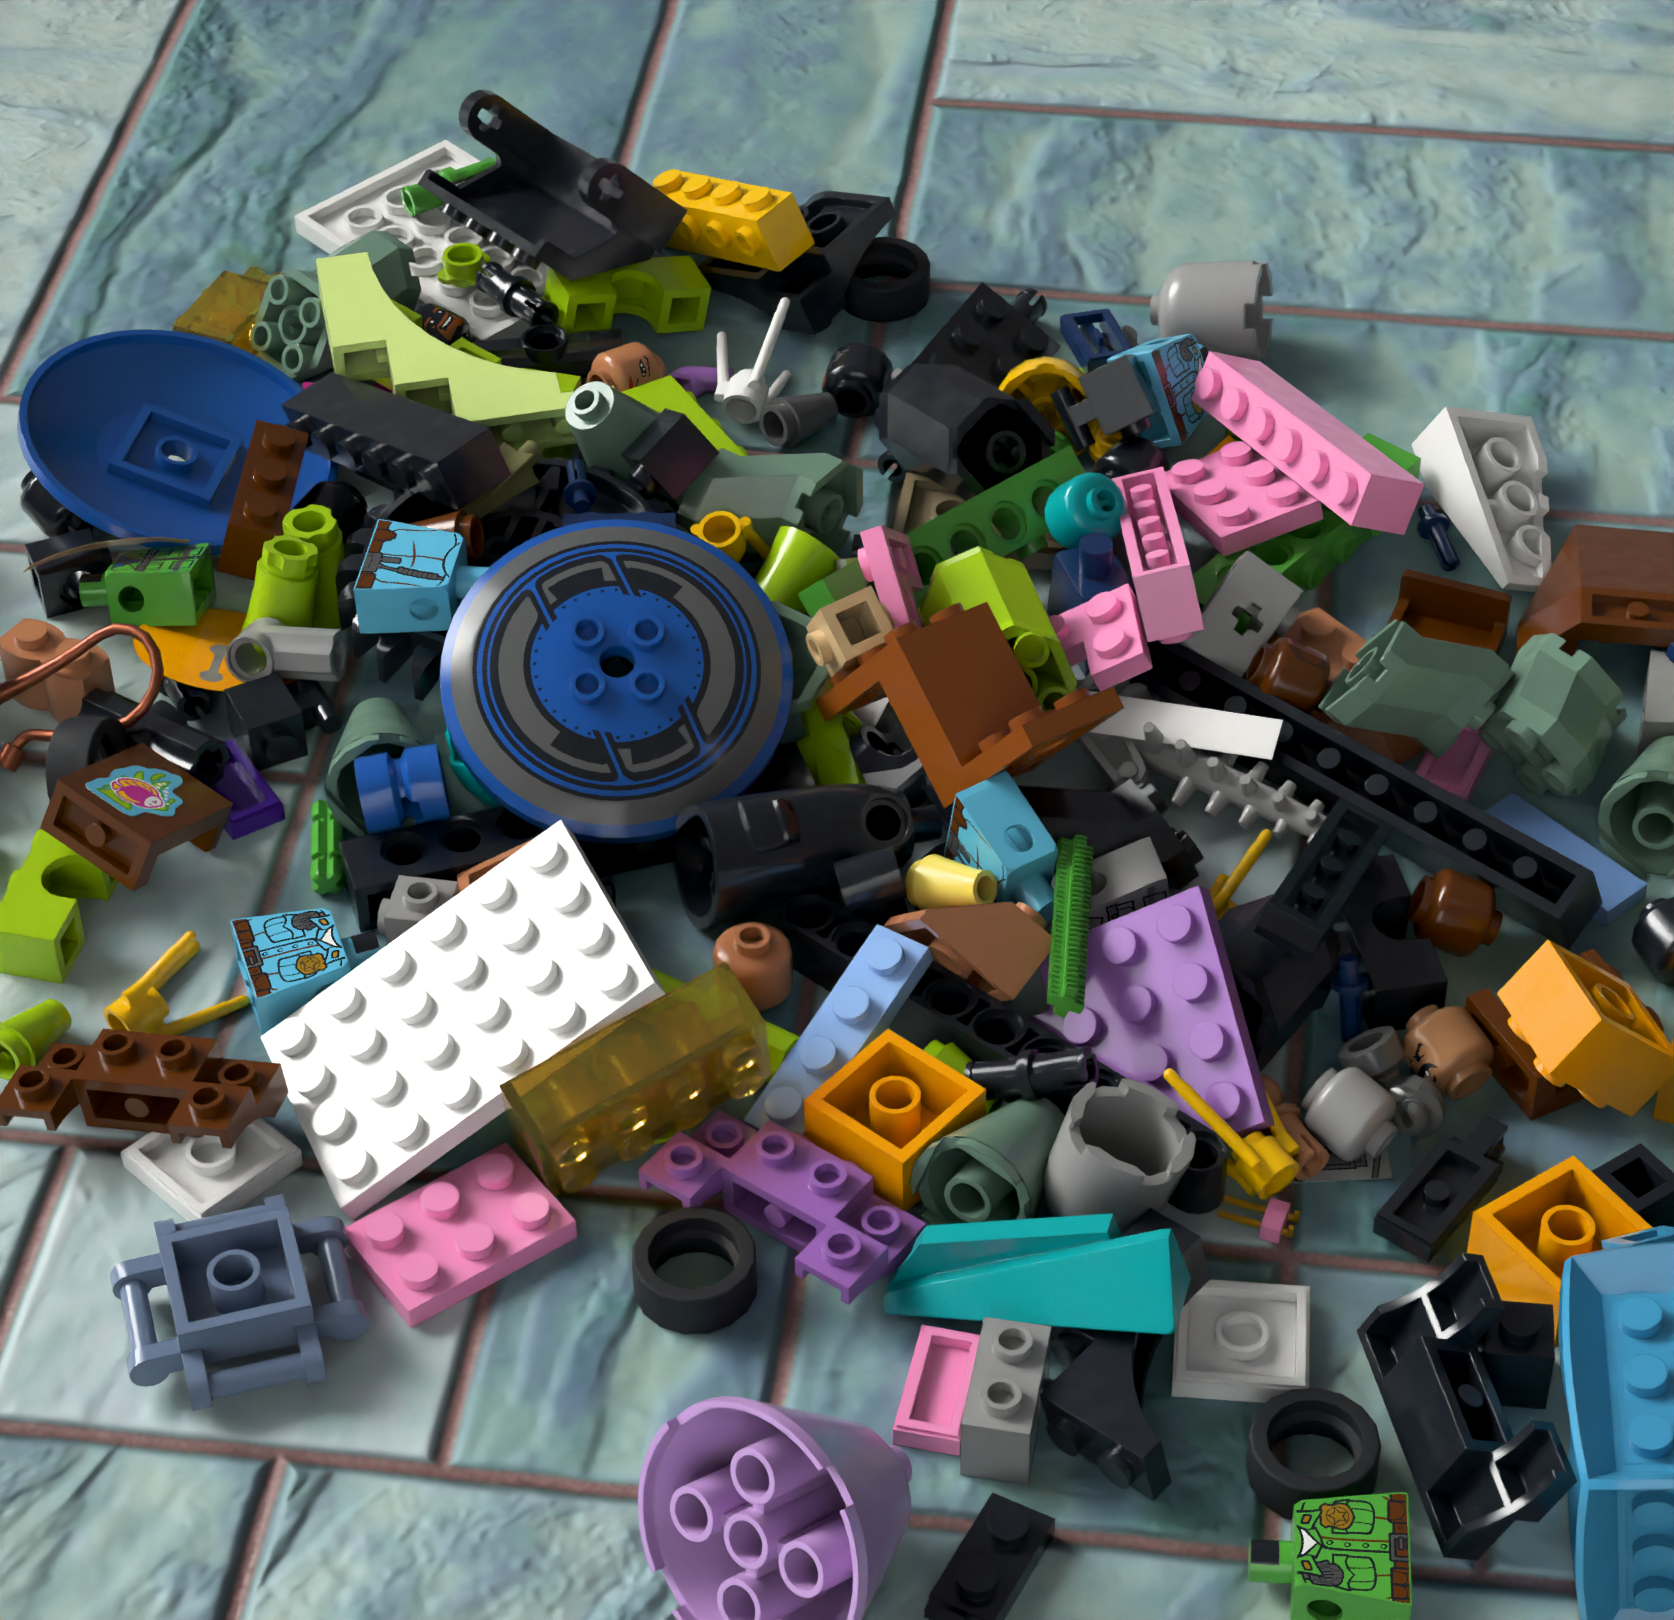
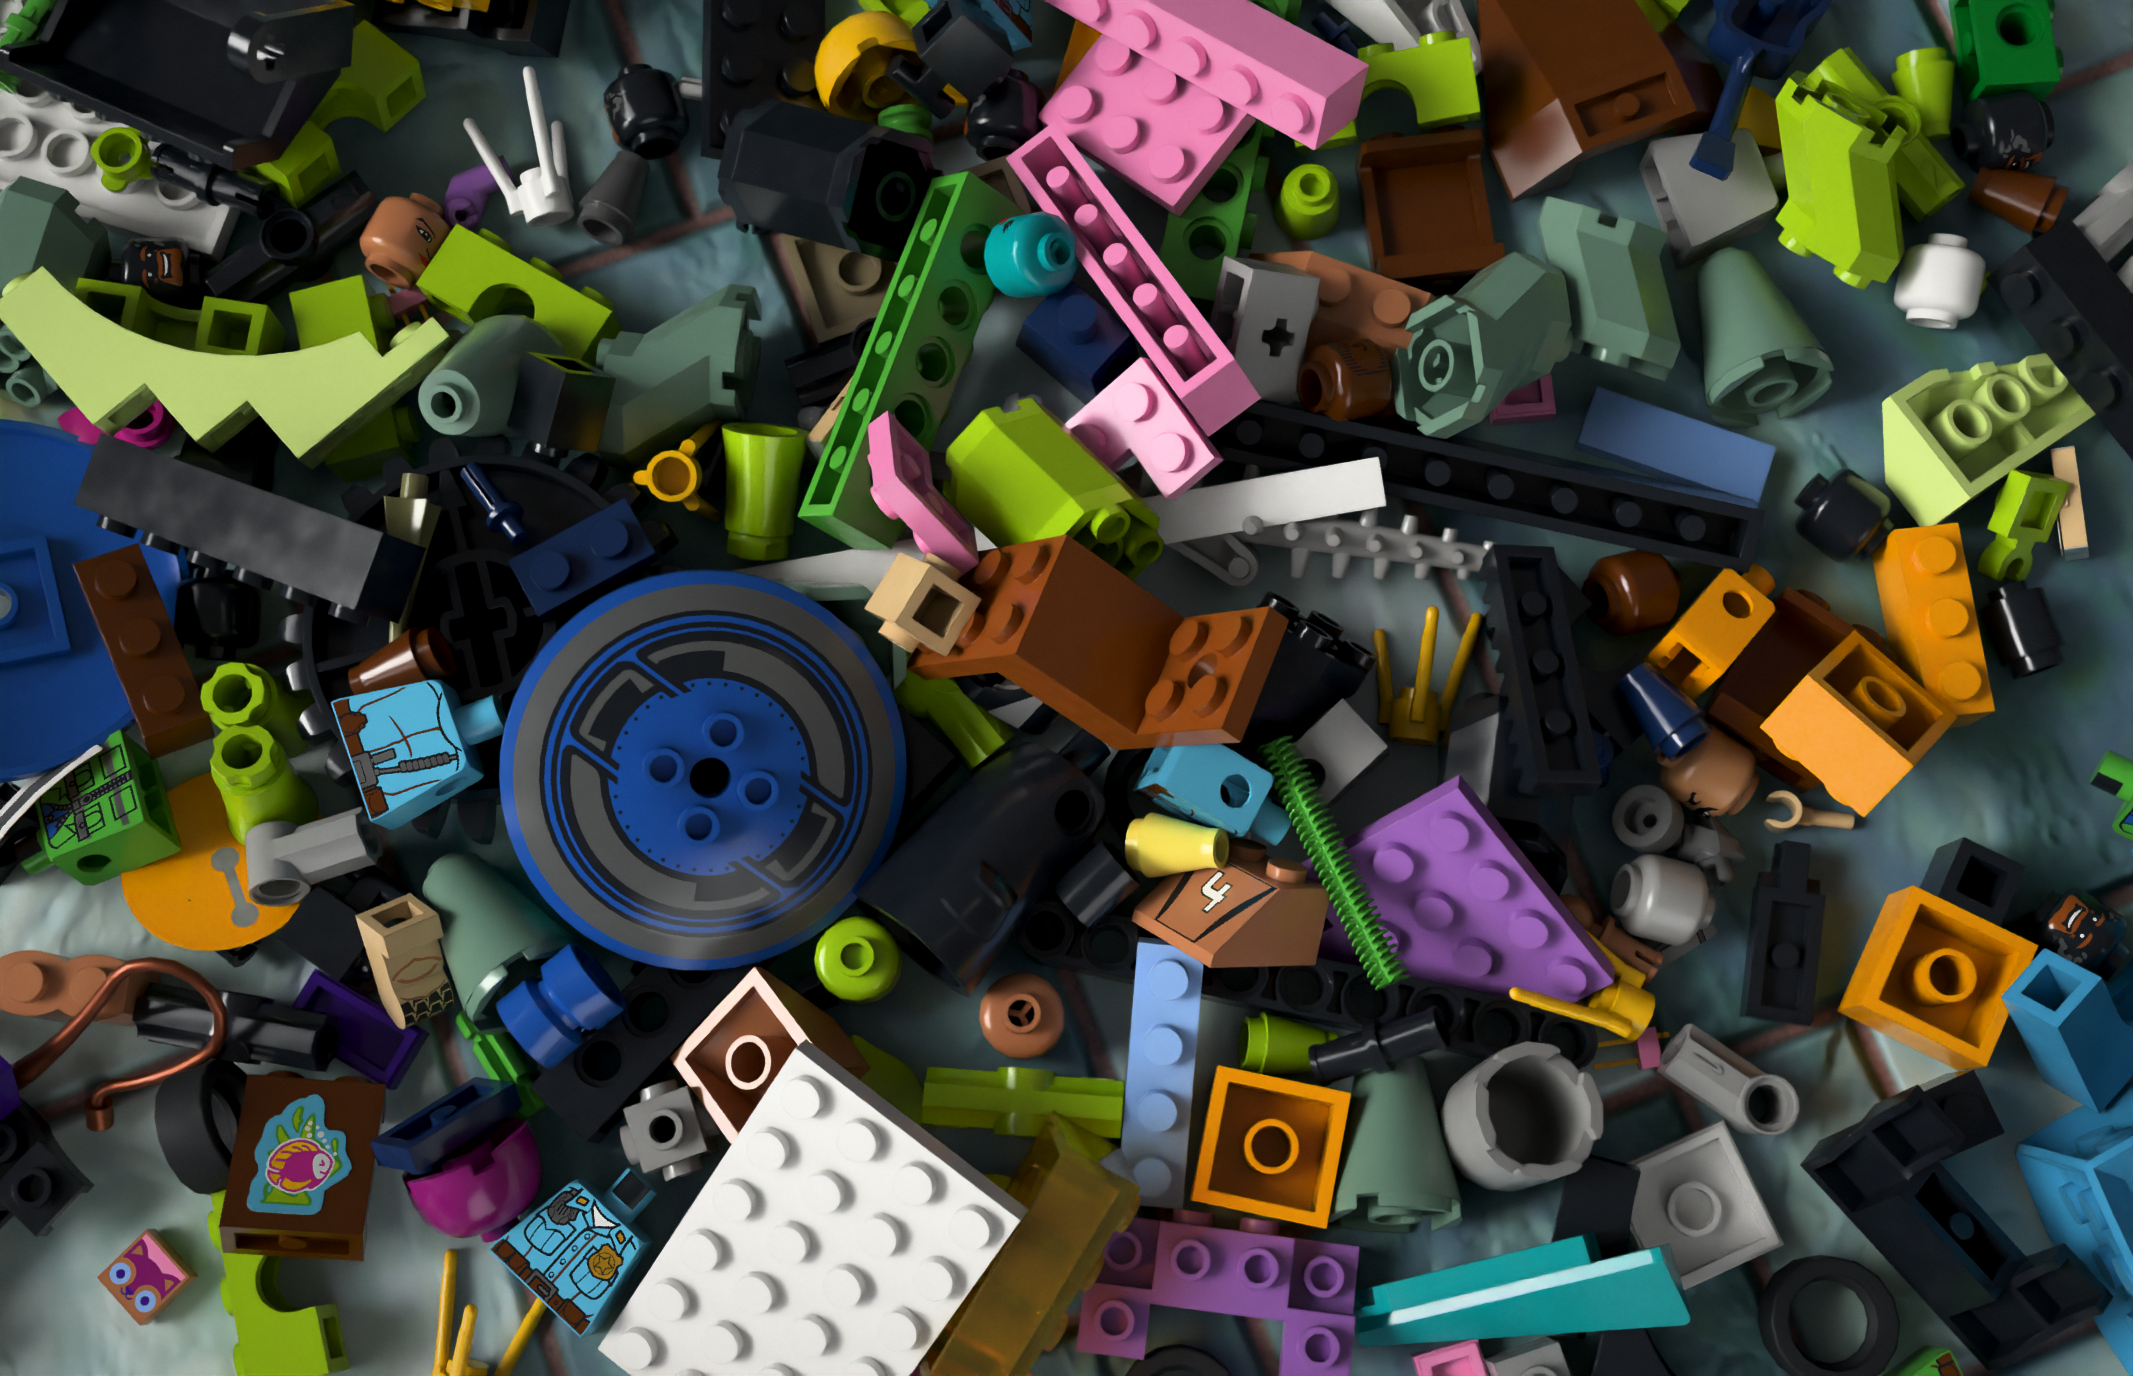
camera: 25 degrees left, 35 degrees up
(244, 831) = (458, 1117): none -> dark blue plate
(250, 880) = (481, 1184): none -> magenta cylinder
(307, 742) = (407, 959): none -> tan leg
(648, 883) = (858, 960): none -> lime head
(1327, 1254) = (1726, 1081): none -> light grey piece
(1347, 598) = (1308, 203): none -> lime hat
(1424, 968) = (1664, 712): none -> dark blue cone
(1487, 550) = (1433, 75): none -> lime arch
(1493, 941) = (1714, 629): none -> light orange torso
(1505, 1110) = (1805, 815): none -> tan hand

